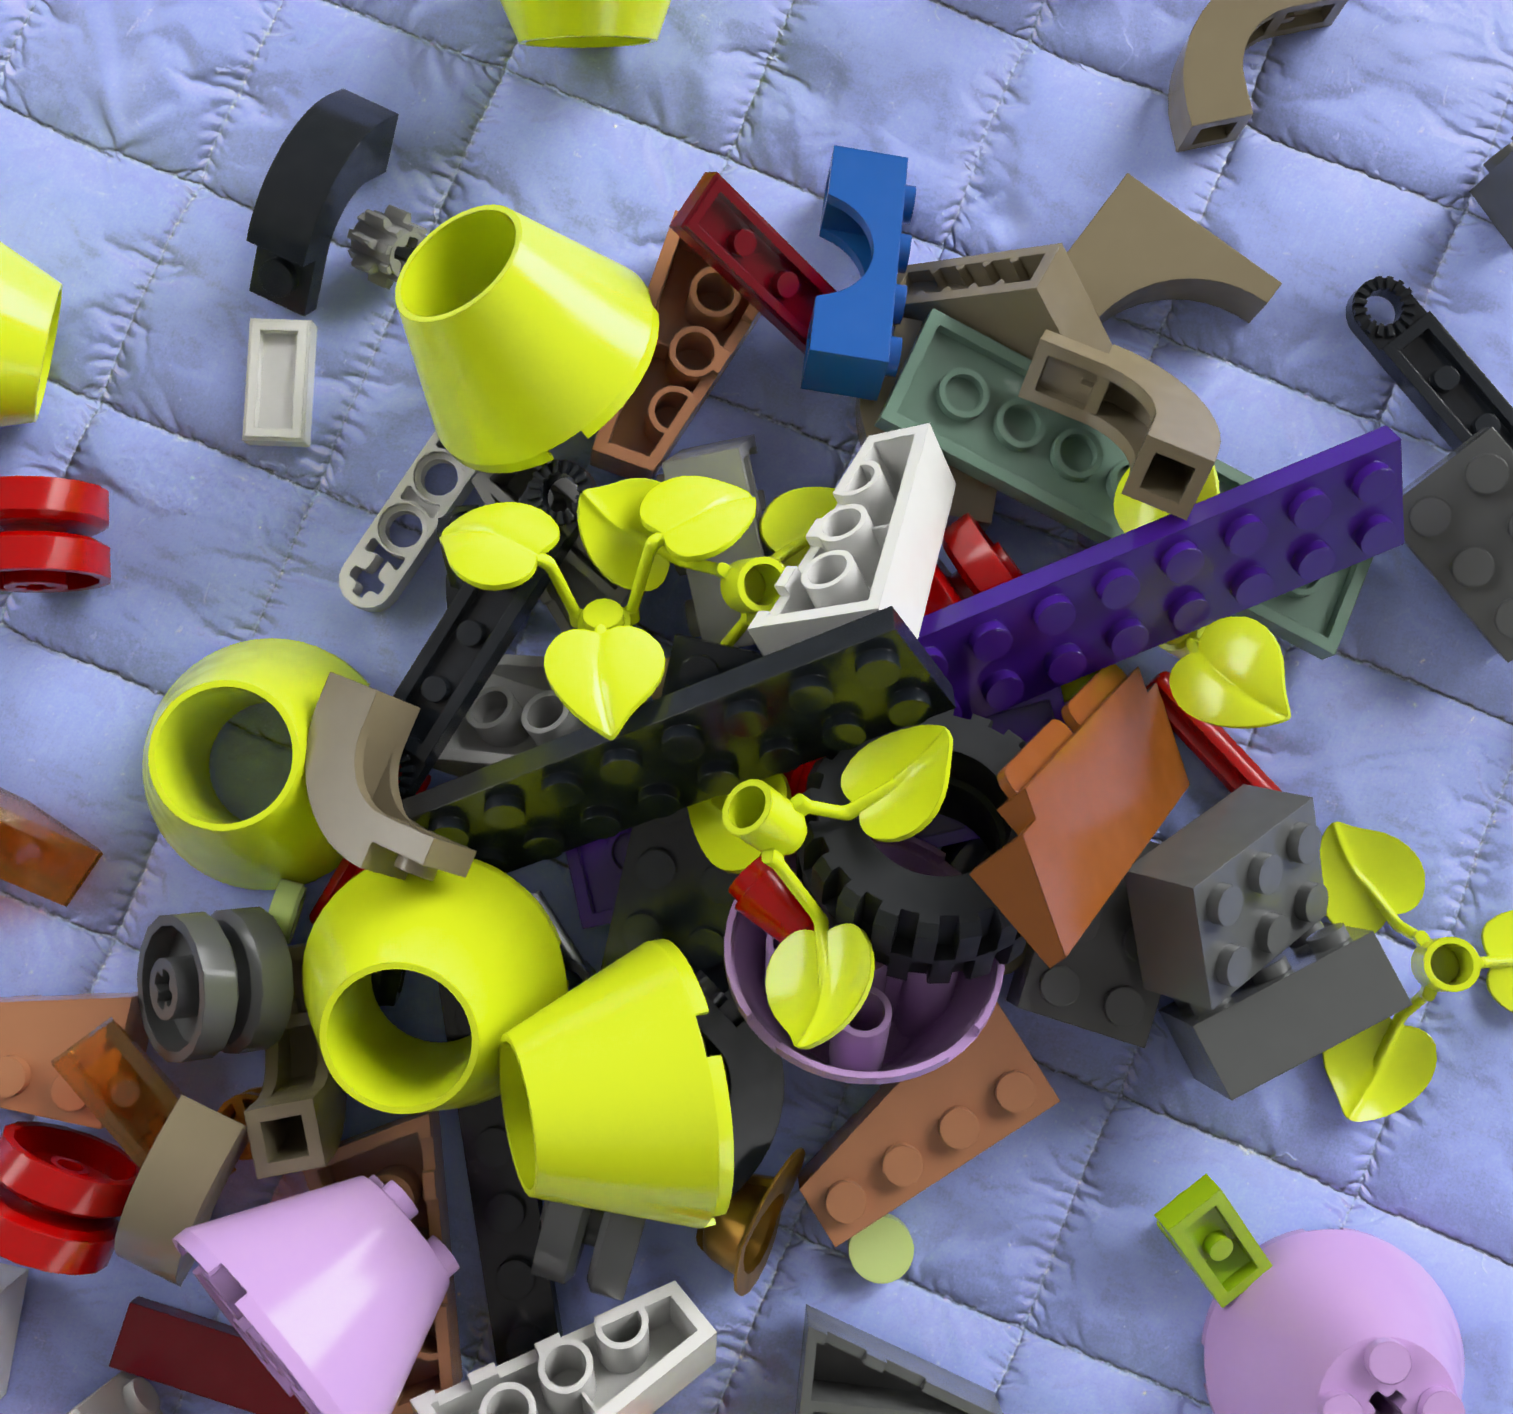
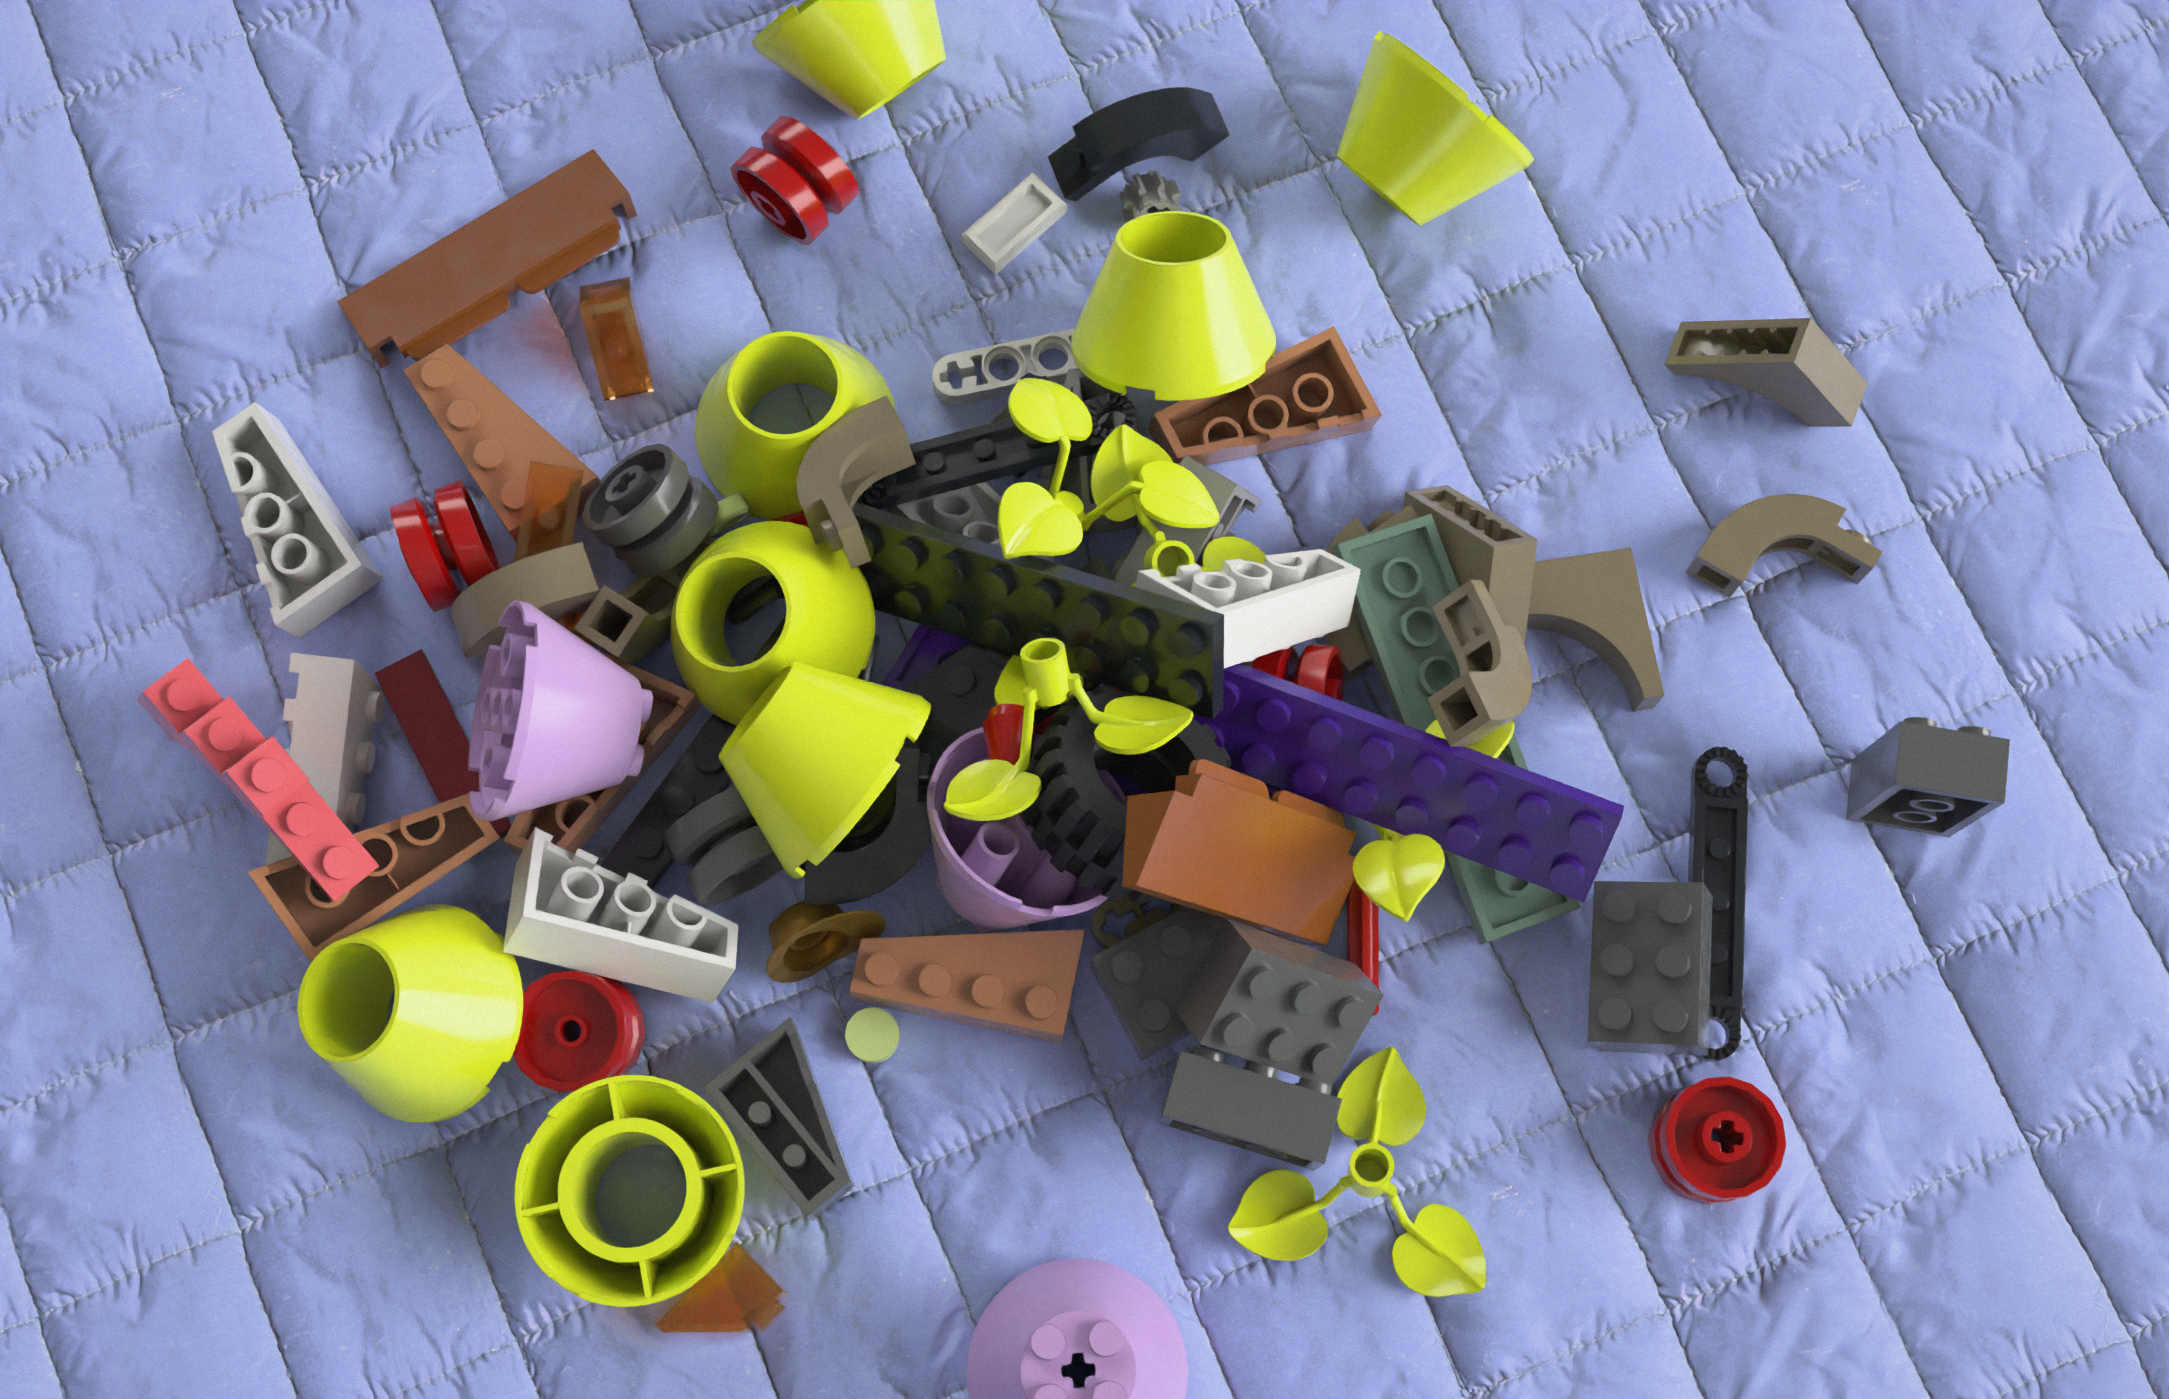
camera: 40 degrees right, 10 degrees down
(751, 256) = (1354, 418): dark red tile -> none
(851, 329) = (1368, 483): blue arch -> none
(1213, 1240) = (1074, 1211): lime slope -> none

